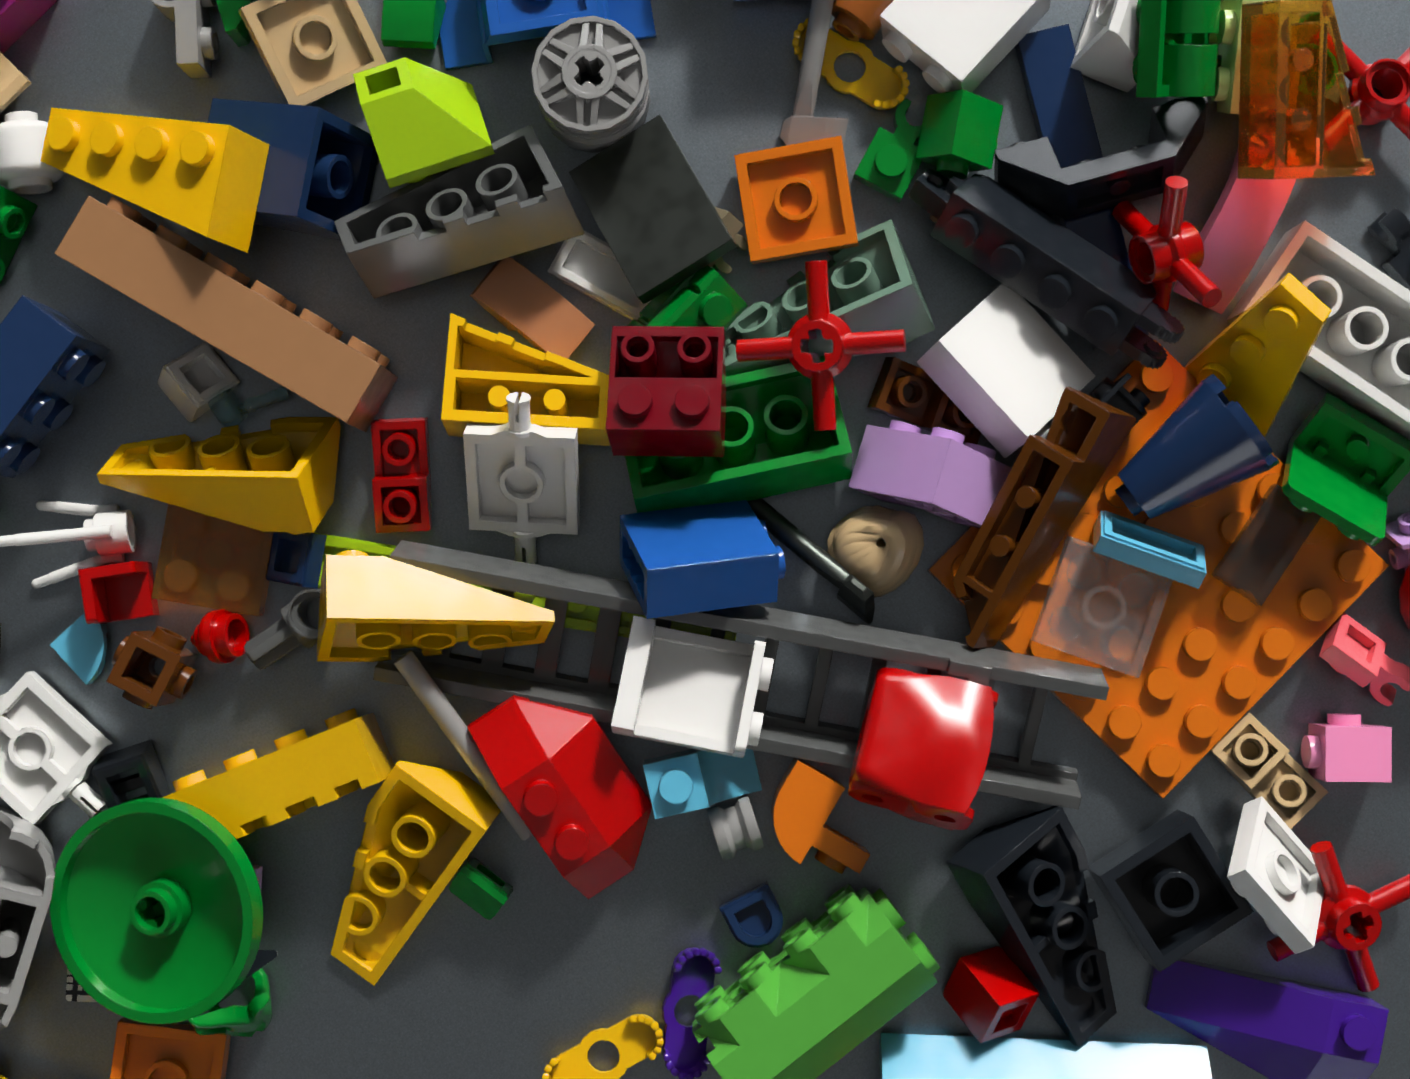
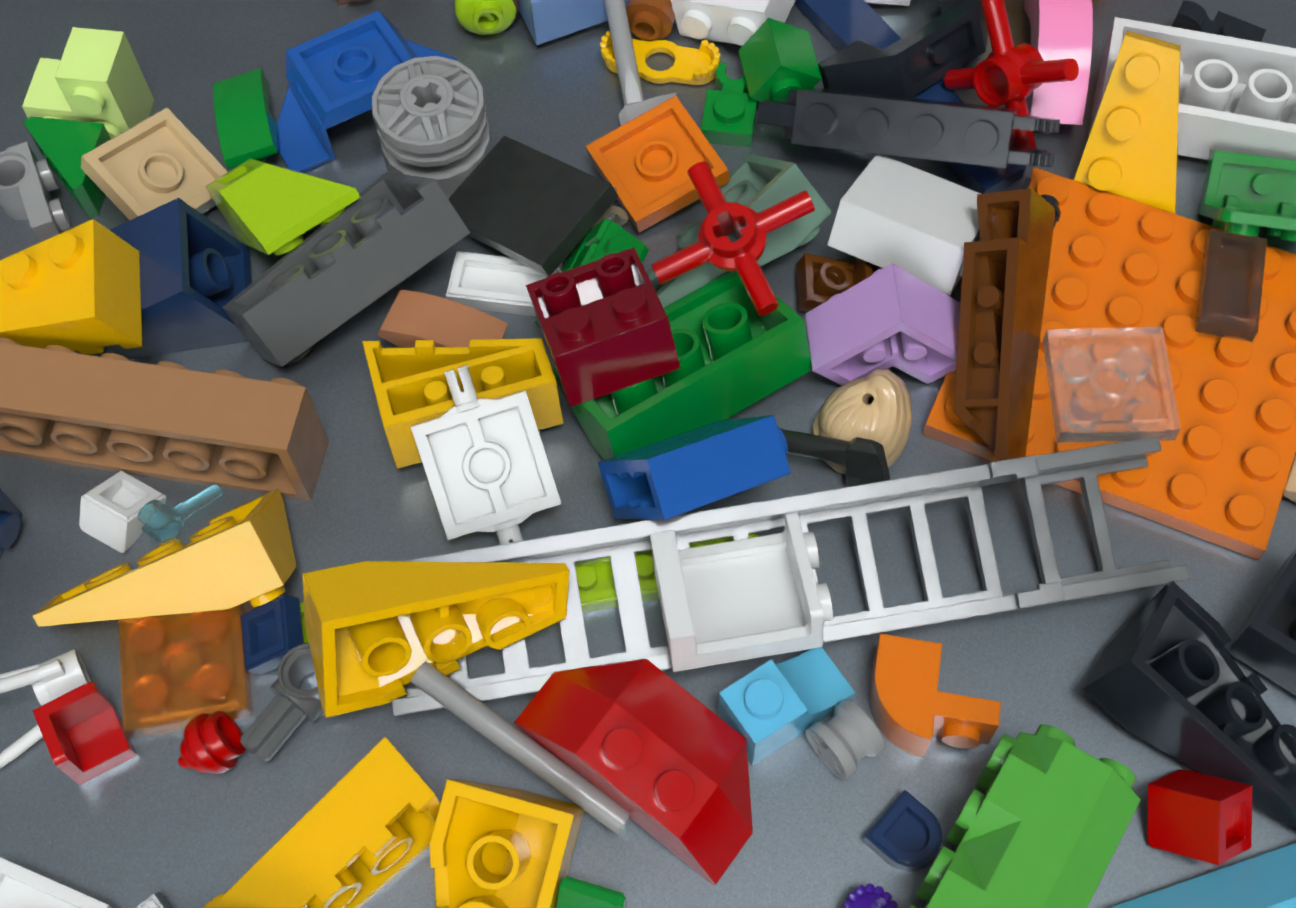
camera: 15 degrees left, 25 degrees down
(83, 648) = (58, 812): medium azure tile -> none
(136, 671) = (142, 795): reddish brown brick -> none
(401, 475) = (358, 515): red slope -> none
(924, 746) = (1005, 555): red piece -> none
(1149, 549) = (1127, 315): medium azure tile -> none
(1195, 453) = (1127, 213): dark blue cone -> none

